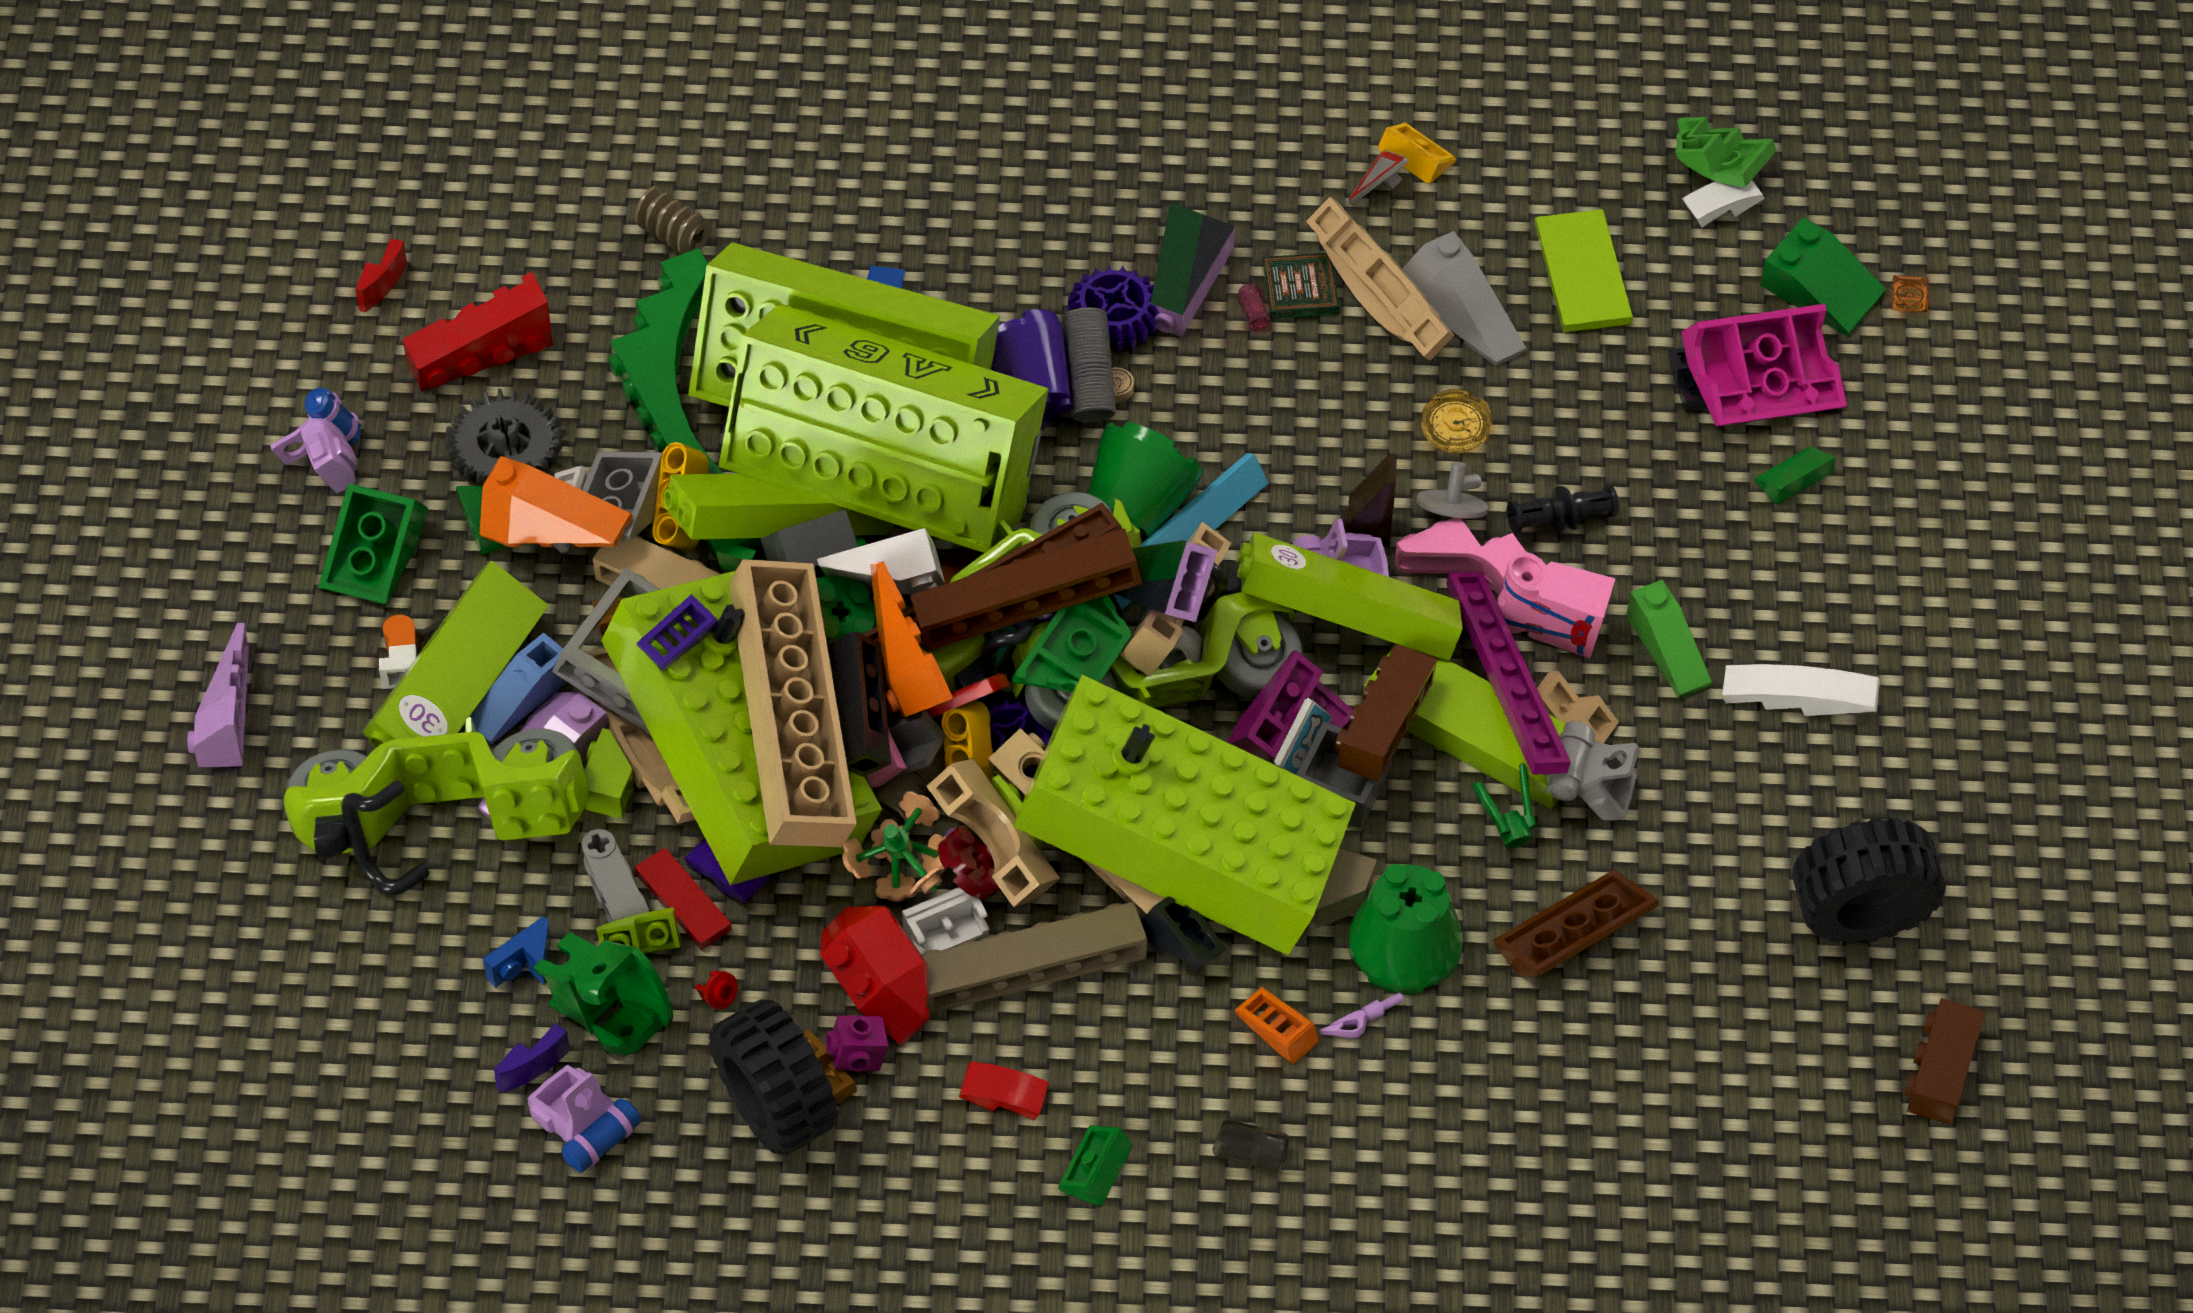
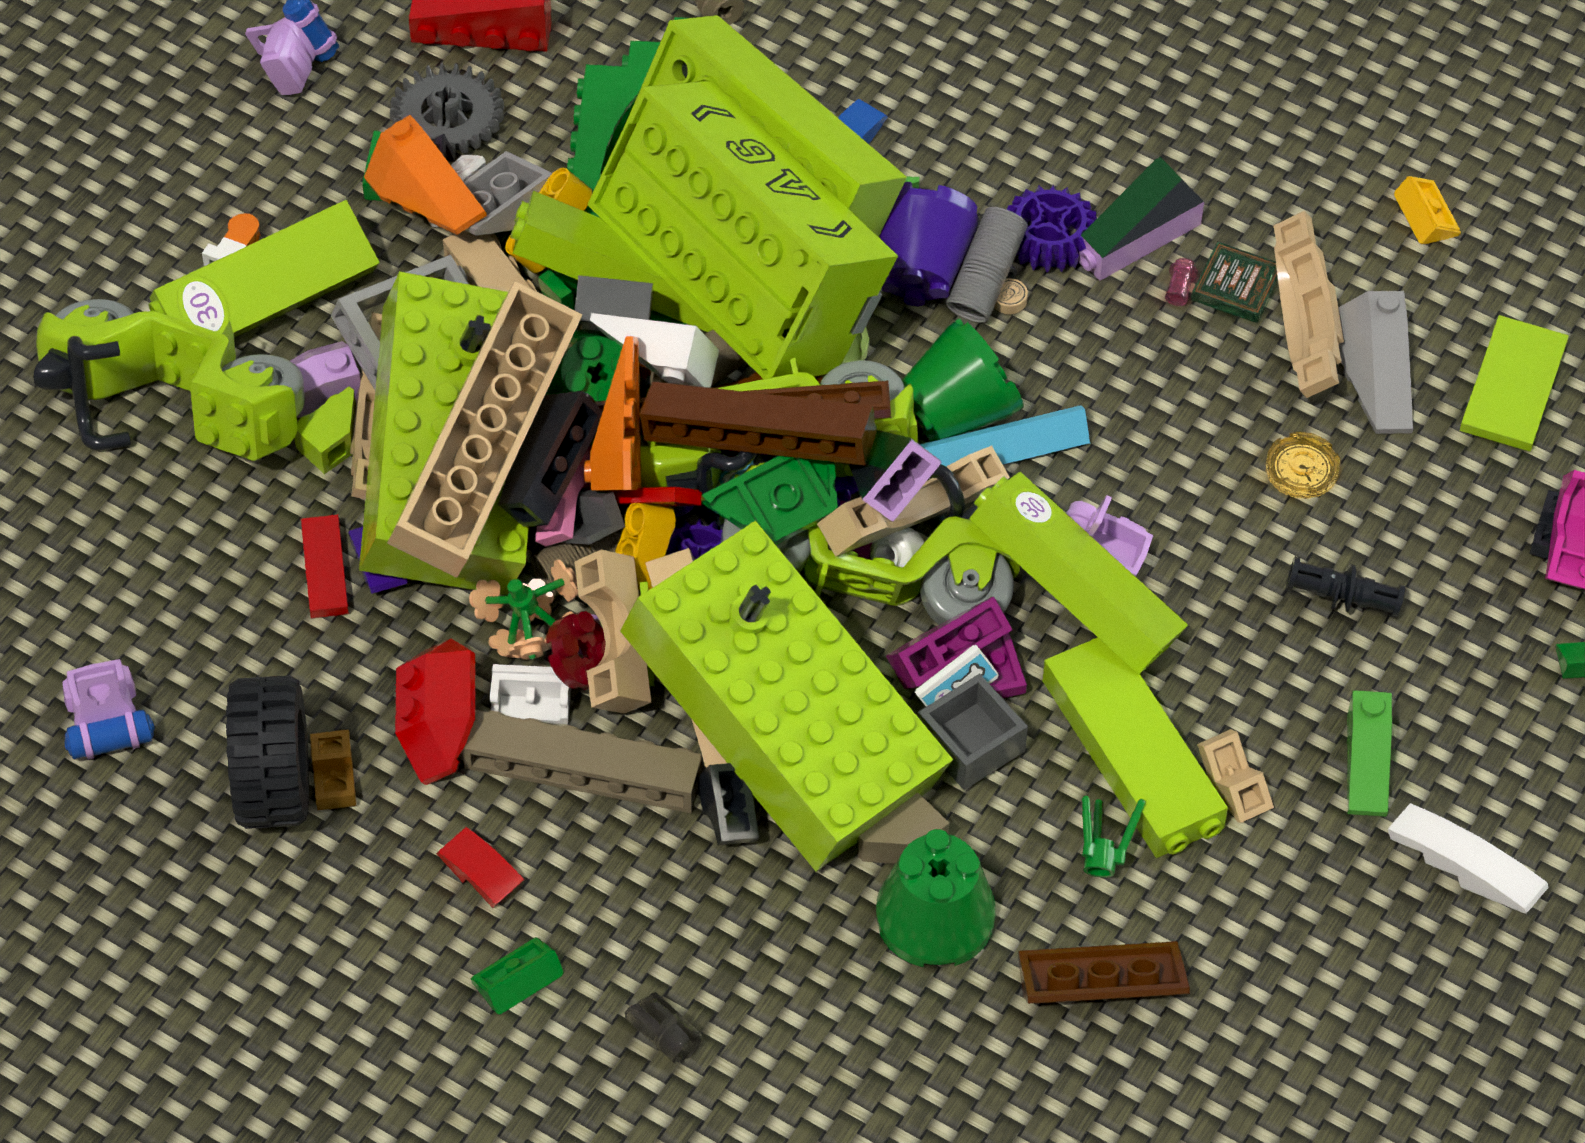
camera: 30 degrees right, 0 degrees up
(221, 715) = (57, 232): lavender wedge -> none
(372, 543) = (275, 147): green slope -> none
(519, 689) = (302, 323): medium blue slope -> none
(519, 952) = (162, 545): blue slope -> none
(525, 1065) = (86, 644): dark purple slope -> none
(599, 977) = (187, 599): green piece -> none
(611, 876) = (271, 523): light grey piece -> none
(646, 931) = (260, 577): lime slope -> none
(700, 614) = (427, 334): dark purple slope -> none
(719, 989) = (297, 658): red plate -> none
(857, 1043) = (376, 761): magenta brick -> none
(1291, 1043) = (772, 952): orange slope -> none
(1360, 1018) = (845, 962): lavender hand -> none
(1373, 502) = (1163, 503): dark brown slope -> none
(1381, 171) = (1379, 213): light grey piece -> none
(1386, 712) = (1038, 691): reddish brown brick -> none
(1452, 501) = (1246, 534): light grey shield -> none
(1454, 549) = (1215, 577): bright pink arch -> none
(1508, 674) = (1183, 712): magenta plate -> none
(1554, 602) = (1274, 668): bright pink piece -> none
(1595, 772) = (1205, 839): light grey piece -> none
(1868, 880) = (1398, 1067): black tyre -> none

